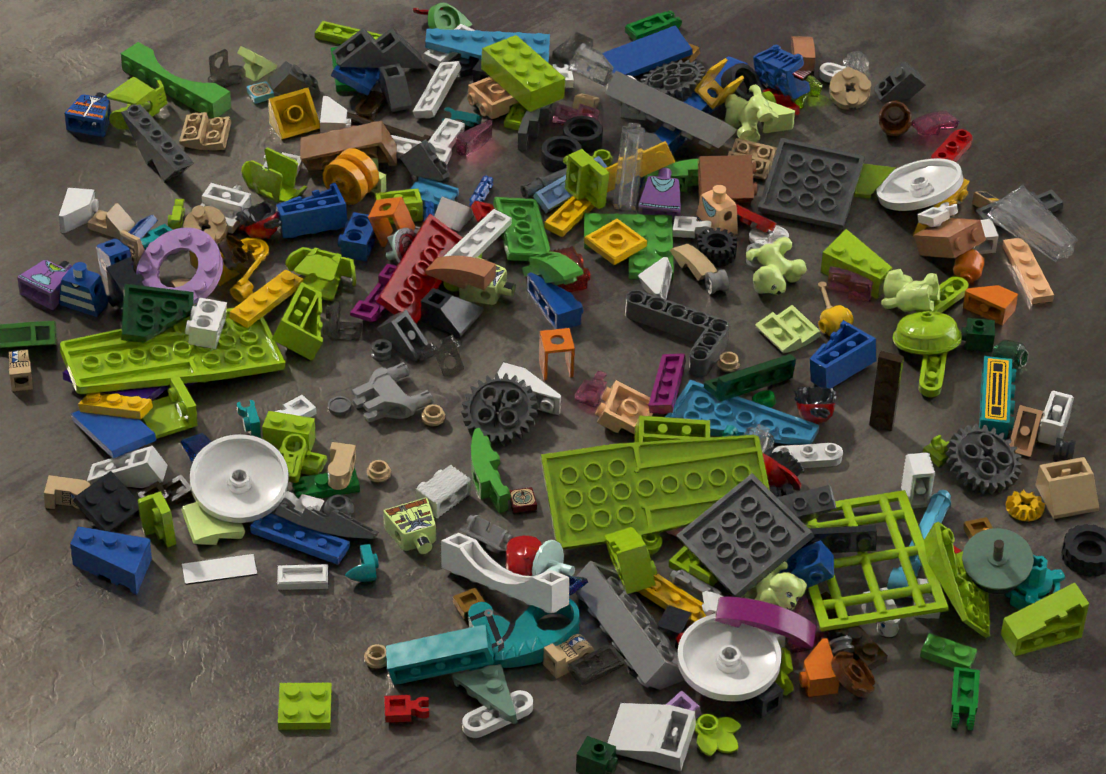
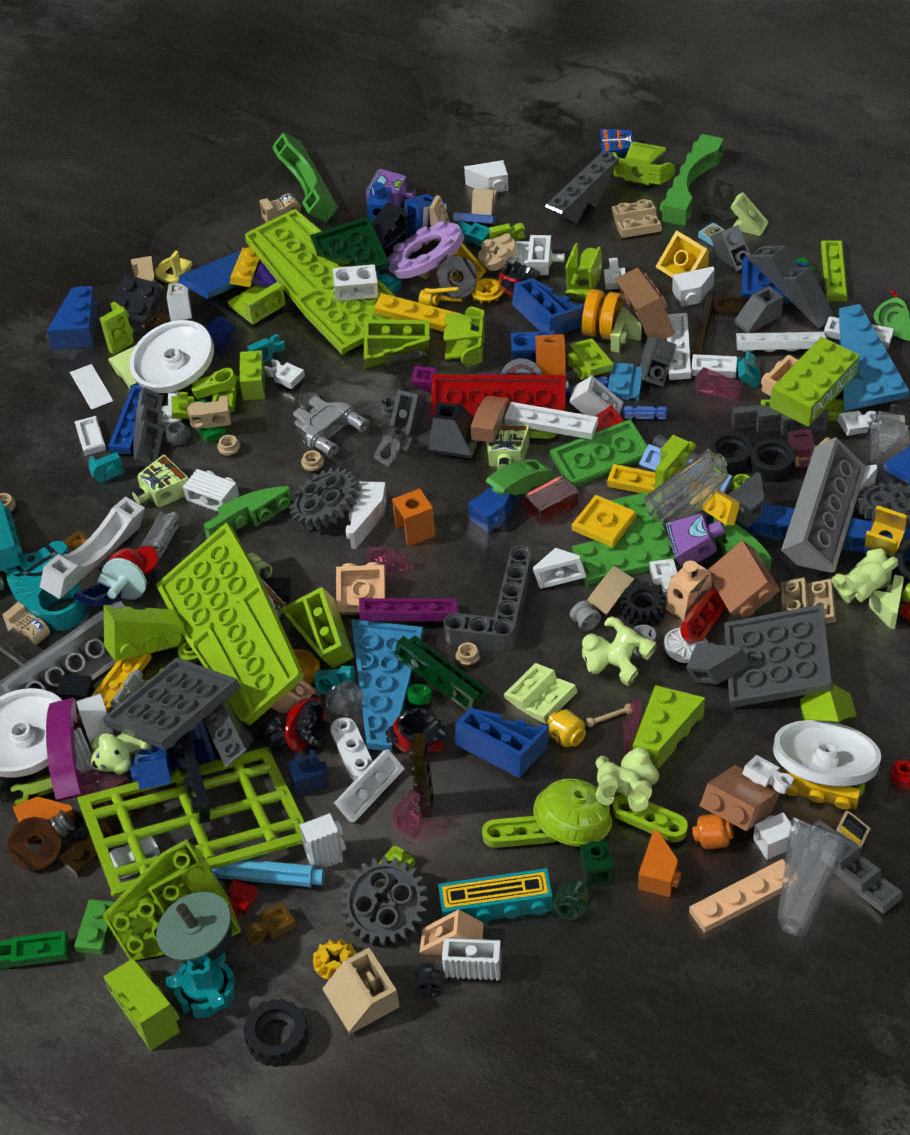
camera: 80 degrees right, 5 degrees up
(69, 460) = (179, 266): none -> light yellow piece
(313, 489) = (180, 404): none -> lime tile
(804, 219) = (715, 662): none -> dark grey slope
(833, 476) = (307, 773): none -> dark blue brick
(856, 449) = (369, 785): none -> white plate
(903, 430) = (406, 818): none -> clear pink plate

